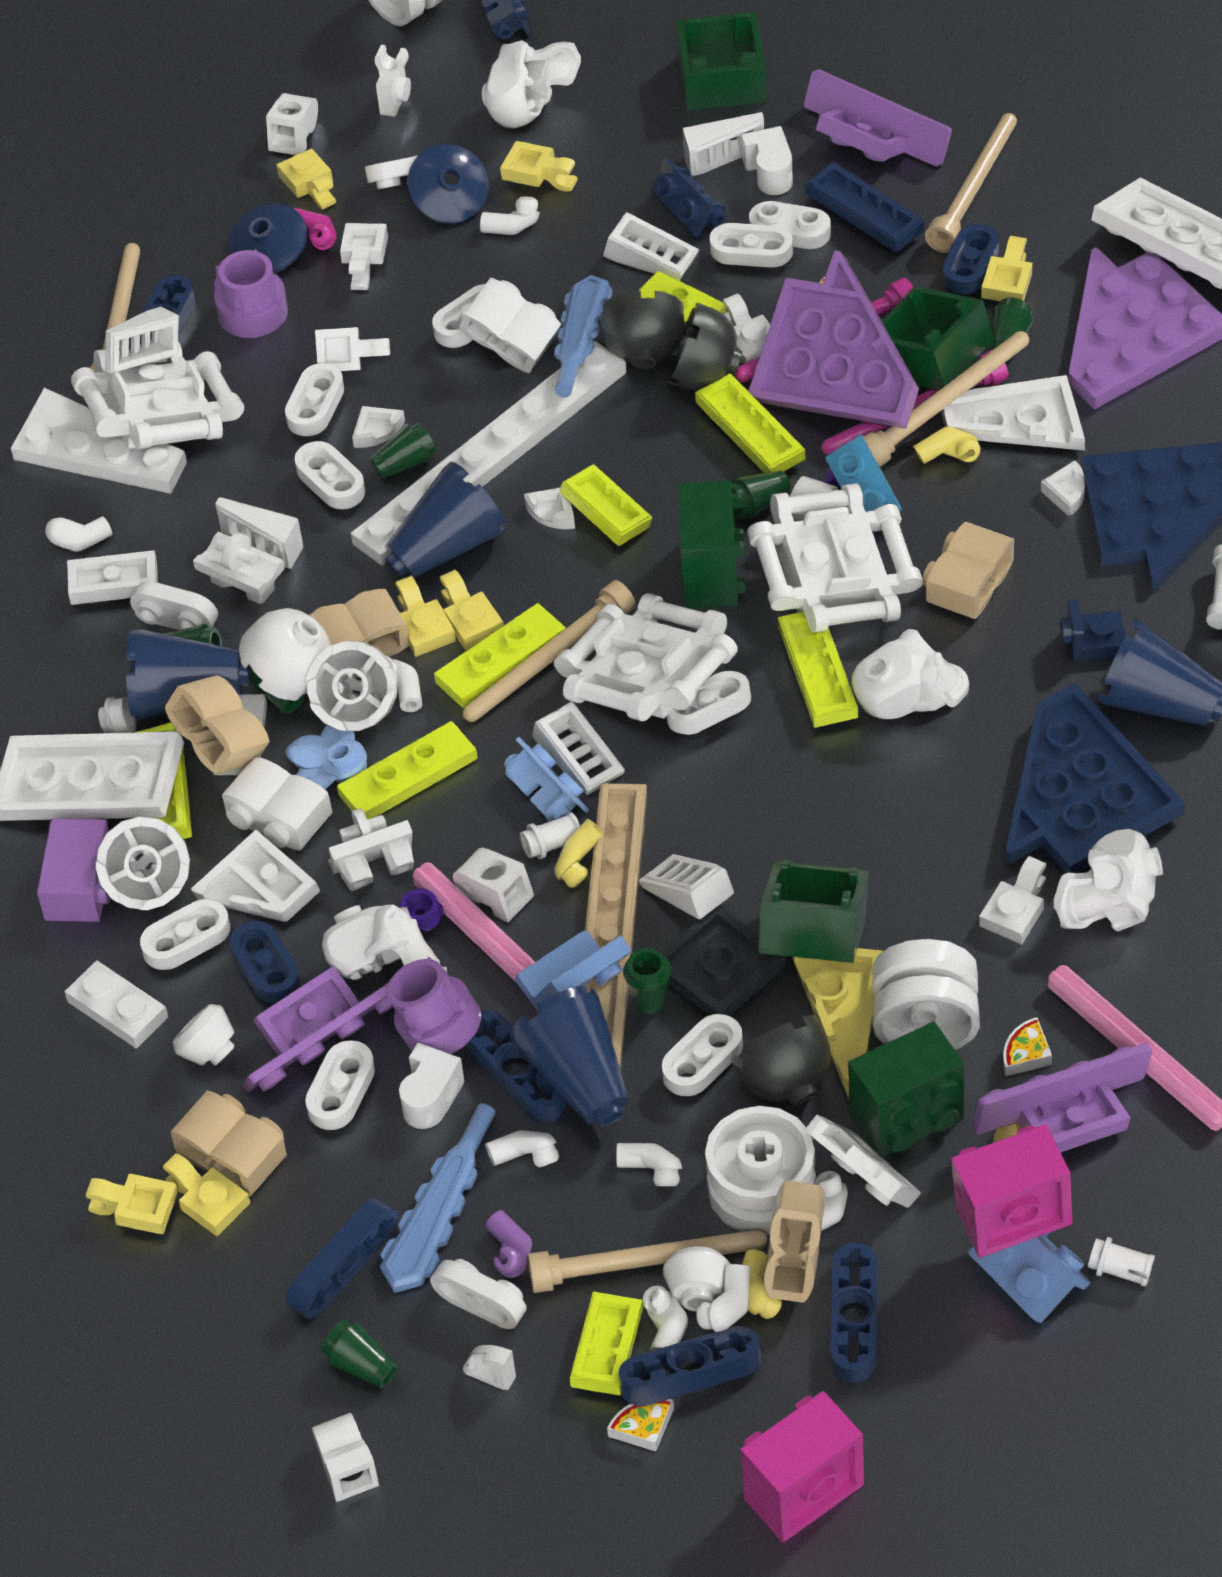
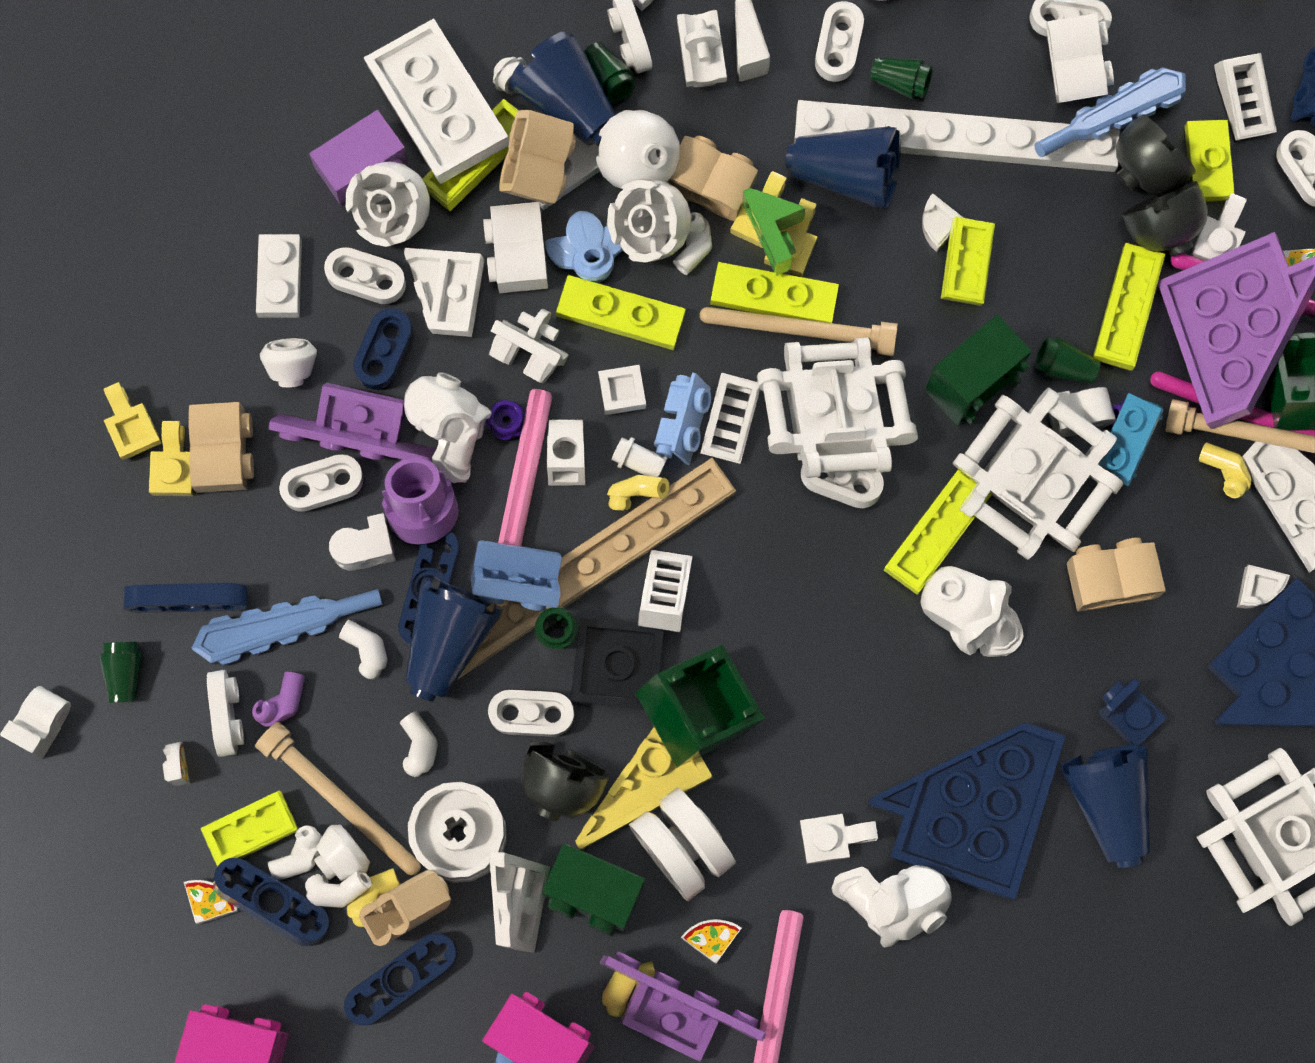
camera: 45 degrees right, 25 degrees up
(376, 426) = (915, 35): white tile -> none
(439, 603) = (768, 218): none -> bright green slope
(477, 809) = (622, 389): none -> white plate
(835, 1197) = (472, 897): white arm -> none

